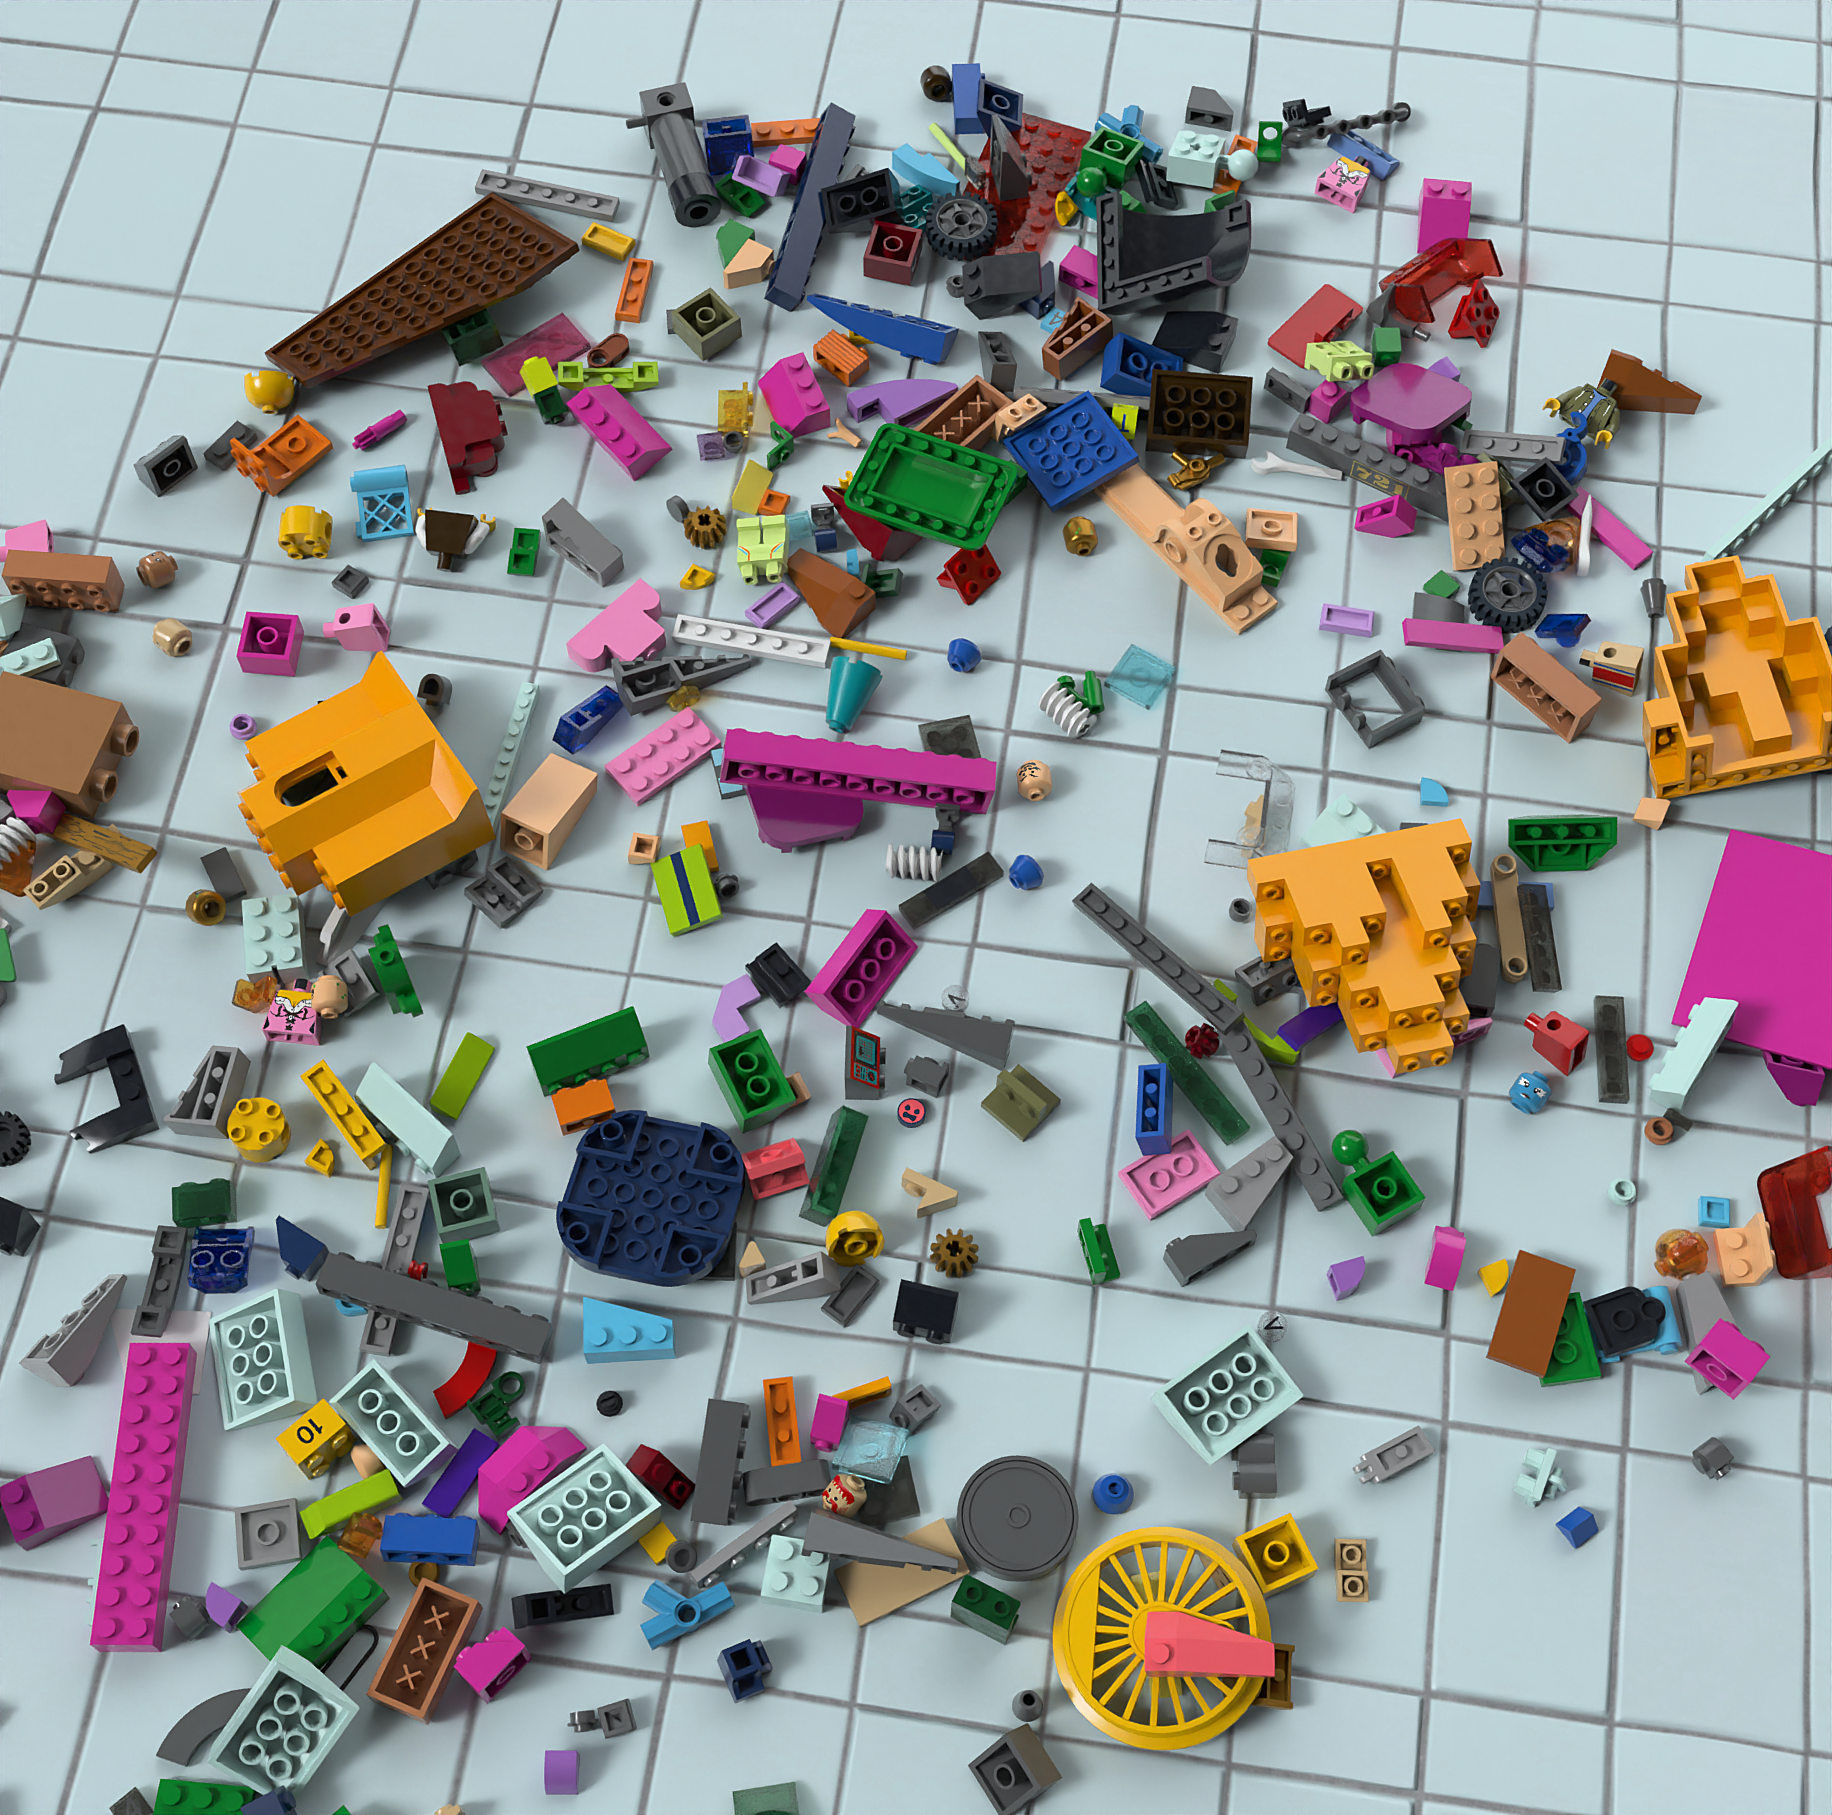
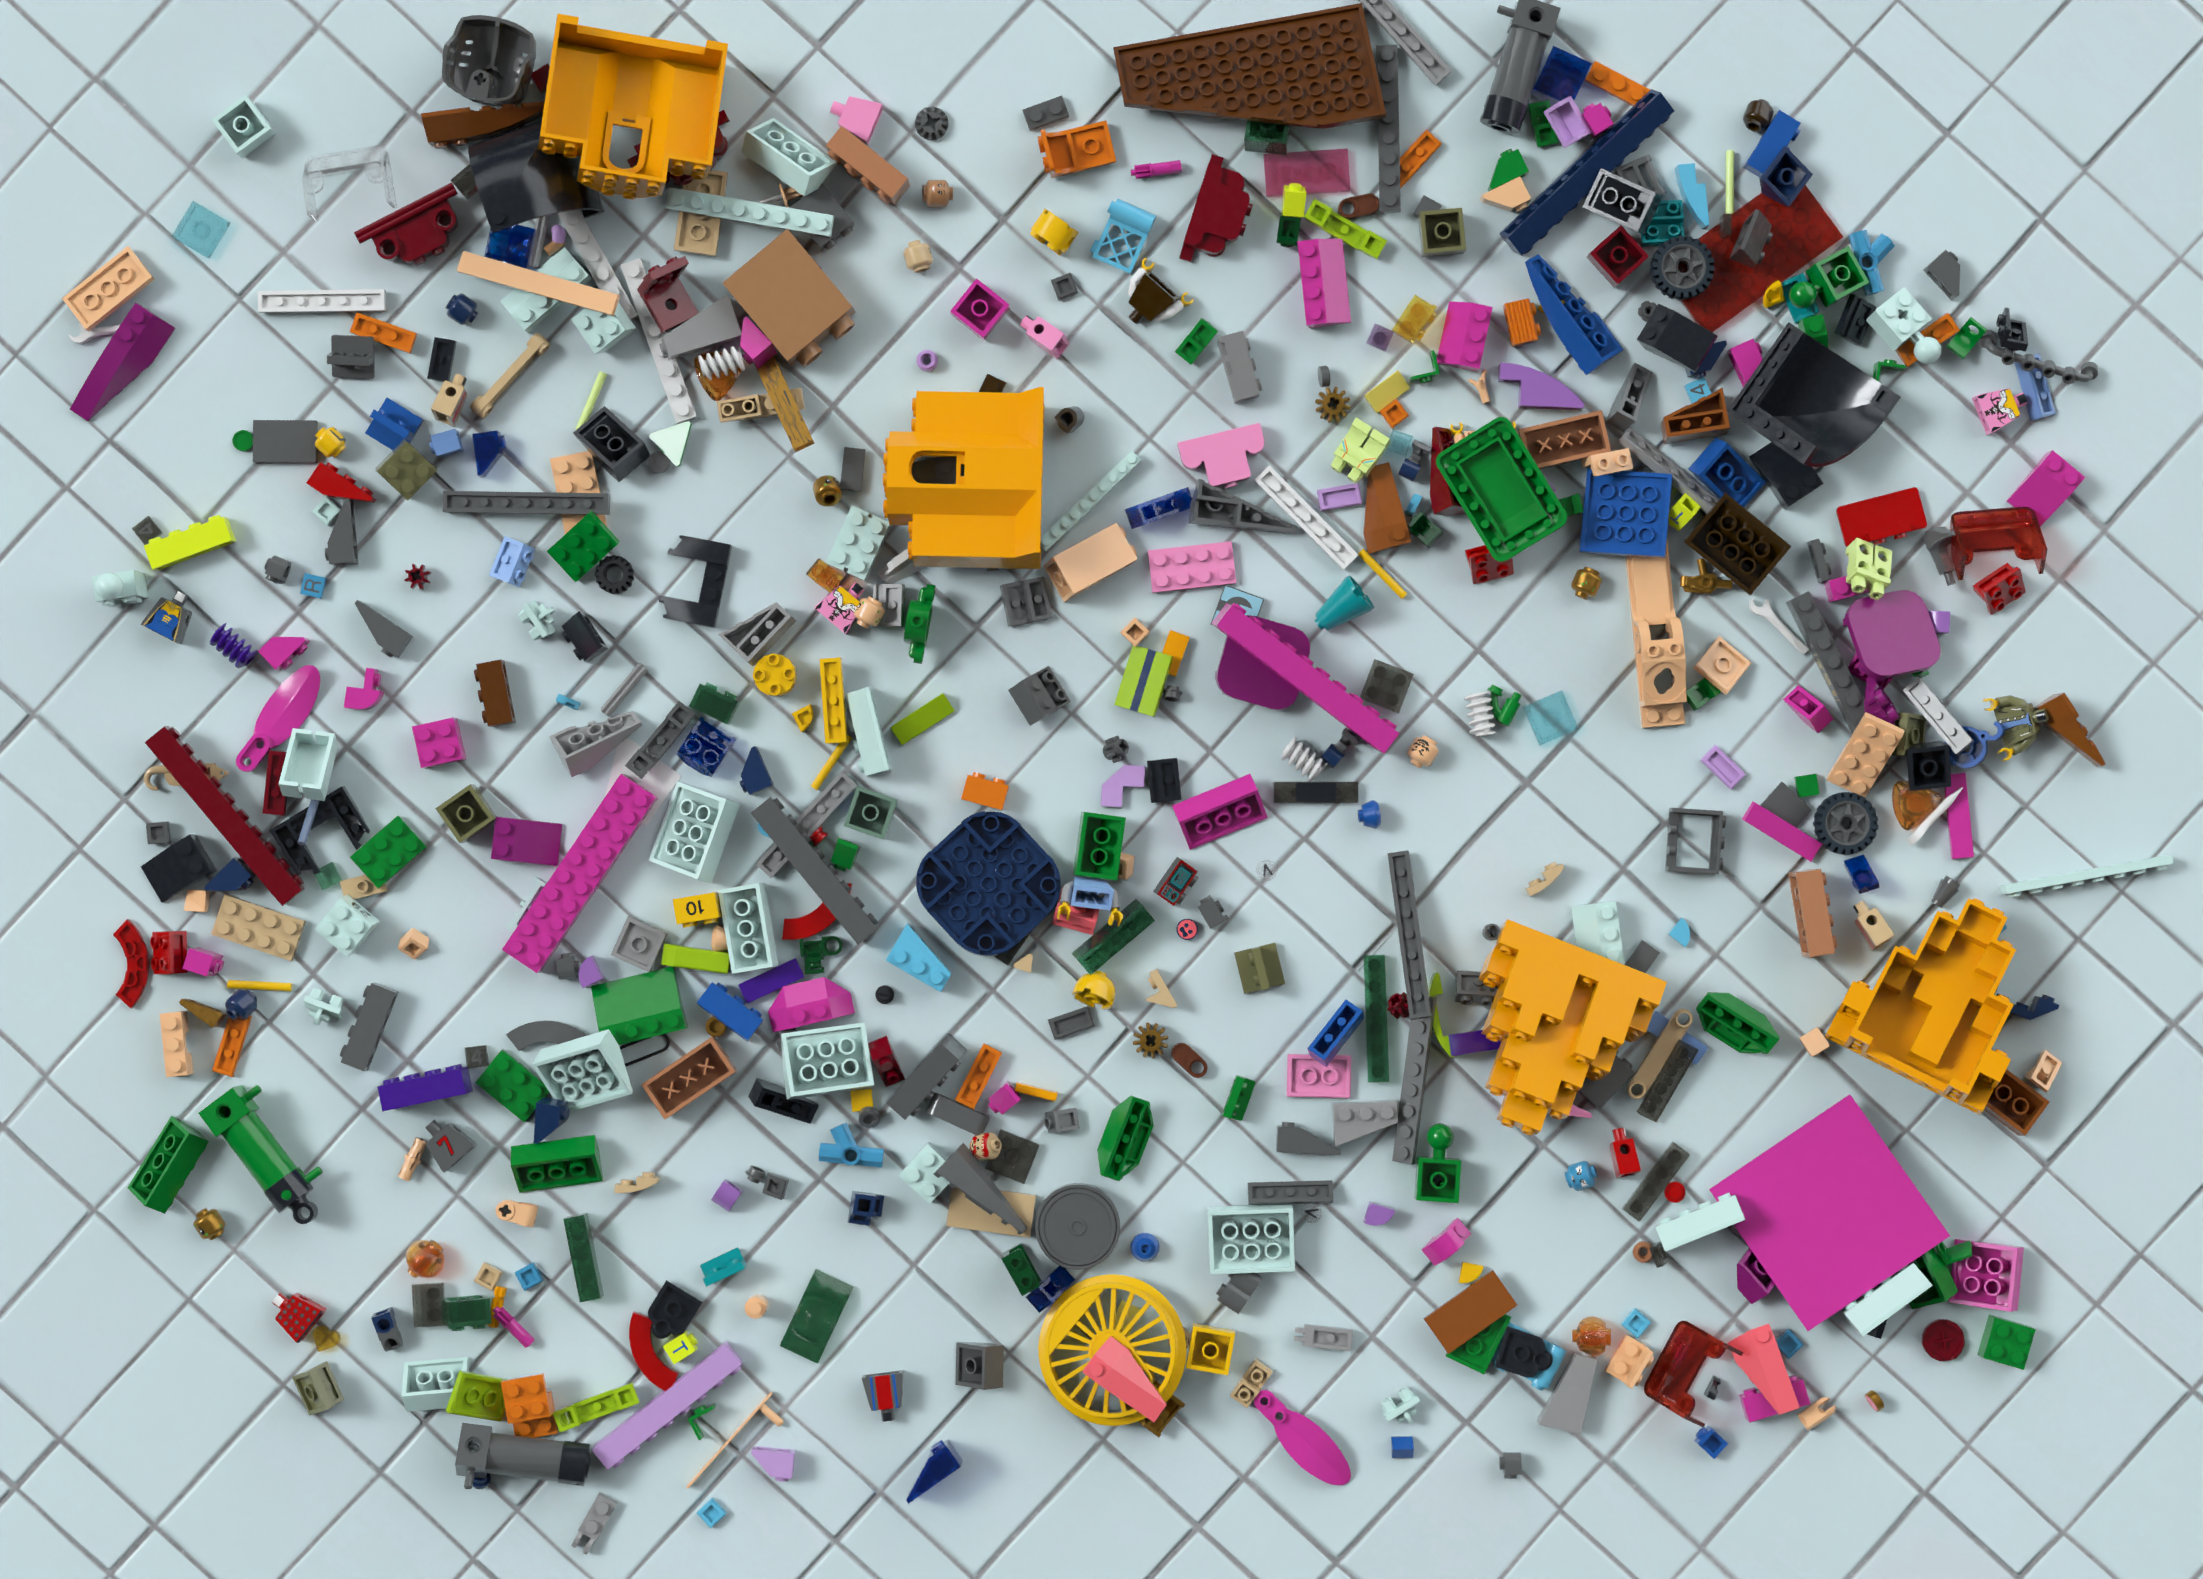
camera: 35 degrees right, 25 degrees up
(20, 1309) = (567, 701): none -> medium azure tile
(84, 1257) = (624, 689): none -> light grey axle
(113, 525) = (928, 132): none -> dark grey gear
(166, 465) = (989, 104): dark grey slope -> none
(269, 390) = (1097, 88): yellow cylinder -> none
(360, 1534) = (691, 982): clear orange bracket -> none
(493, 1663) = (723, 1110): dark pink slope -> none
(579, 972) = (1039, 695): none -> dark grey slope
(588, 1051) = (1008, 759): green slope -> none
(600, 284) = (1389, 130): none -> dark grey plate
(608, 241) = (1421, 102): yellow tile -> none
(684, 697) = (1232, 533): clear yellow tile -> none
(696, 578) = (1302, 440): yellow tile -> none
(702, 974) = (1115, 749): none -> dark grey gear
(732, 438) = (1396, 349): dark grey hinge -> none
(734, 1553) = (901, 1136): light grey plate -> none
(777, 1129) = (1090, 894): none -> light blue torso
(794, 1280) = (1041, 993): light grey slope -> none
(870, 1449) = (1019, 1128): clear light blue tile -> none
(925, 1312) = (1106, 1068): black slope -> none
(963, 655) = (1440, 625): blue cone -> none
(971, 1036) = (1257, 906): dark grey wedge -> none
(1000, 1375) = (1125, 1138): none -> green wedge
(1006, 1248) = (1186, 1056): none -> copper piece
(1024, 1712) = (1014, 1328): dark grey cone -> none
(1035, 1617) = (1050, 1288): none -> clear blue slope
(1232, 1317) = (1290, 1192): none -> dark grey plate
(1276, 817) = (1544, 902): clear windscreen -> none
(1386, 346) = (1916, 571): green brick -> none
(1465, 1594) = (1305, 1441): none -> dark pink plant
(1534, 550) = (1887, 812): clear blue slope -> none
(1628, 1189) = (1588, 1268): light aqua plate -> none
(1727, 1358) = (1558, 1422): dark pink brick -> none

